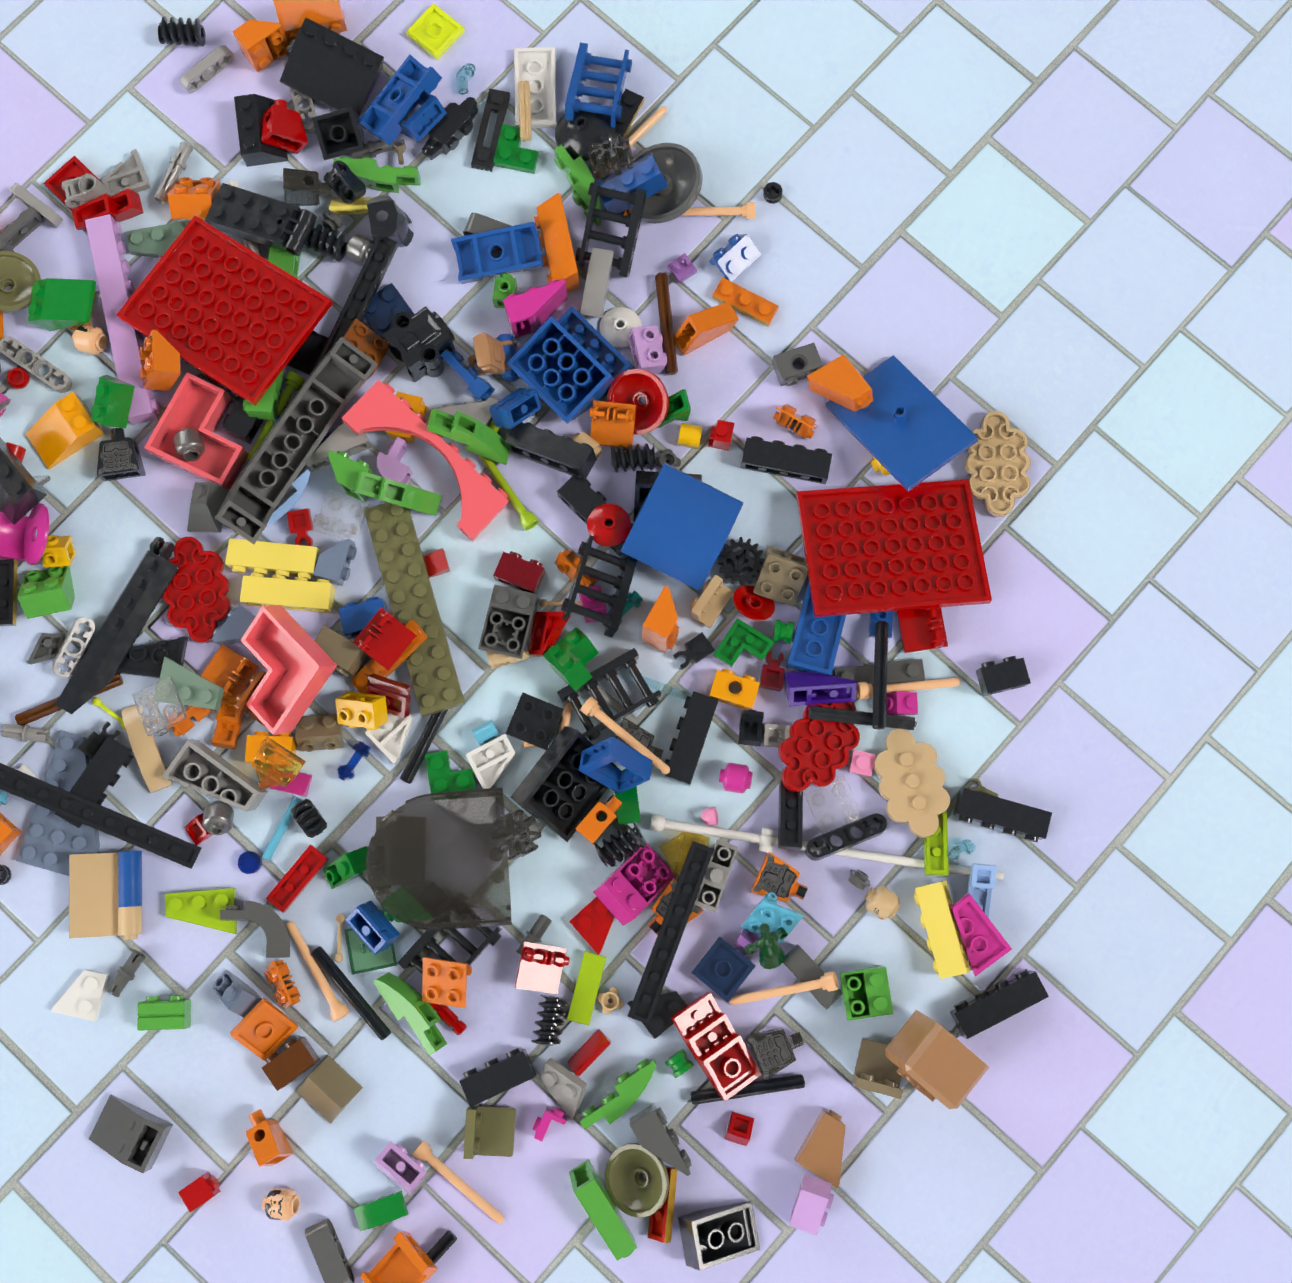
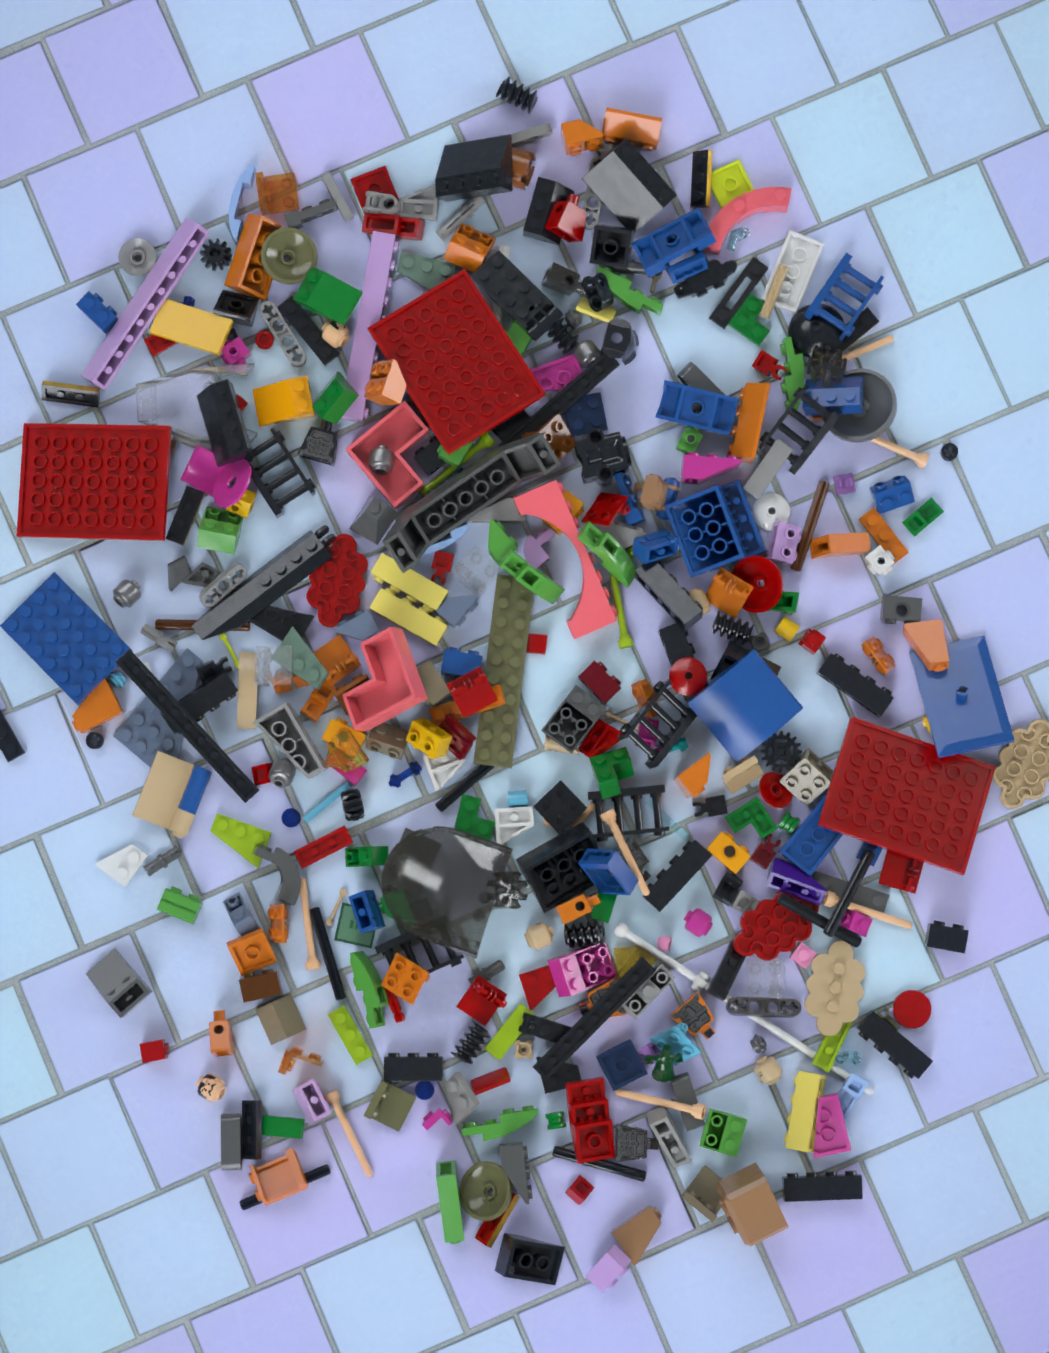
camera: 25 degrees right, 5 degrees up
(18, 654) = (177, 572): none -> dark grey piece
(61, 350) = (308, 330): none -> black plate
(81, 527) = (267, 489): none -> black fence
(166, 117) = (475, 169): none -> black slope
(210, 98) = (522, 167): none -> dark orange brick
(339, 281) = (558, 373): none -> dark pink wing
(347, 1231) = (251, 1130): none -> black plate
(354, 1128) = (288, 1062): none -> clear orange bracket
(402, 33) = (701, 179): none -> black plate
(413, 1072) = (350, 1035): none -> lime plate
(447, 390) = (606, 508): none -> red hinge
(457, 43) = (742, 207): none -> coral brick
(521, 1096) = (424, 1090): none -> clear blue tile
(550, 182) = (767, 364): none -> red plate
(572, 868) = (539, 935): none -> tan head
(621, 967) = (543, 1027): none -> black plate
(754, 325) = (877, 555): none -> white brick
(776, 266) = (923, 517): none -> green slope
(809, 1024) = (668, 1136): none -> light grey slope
(1001, 768) = (911, 1009): none -> red tile

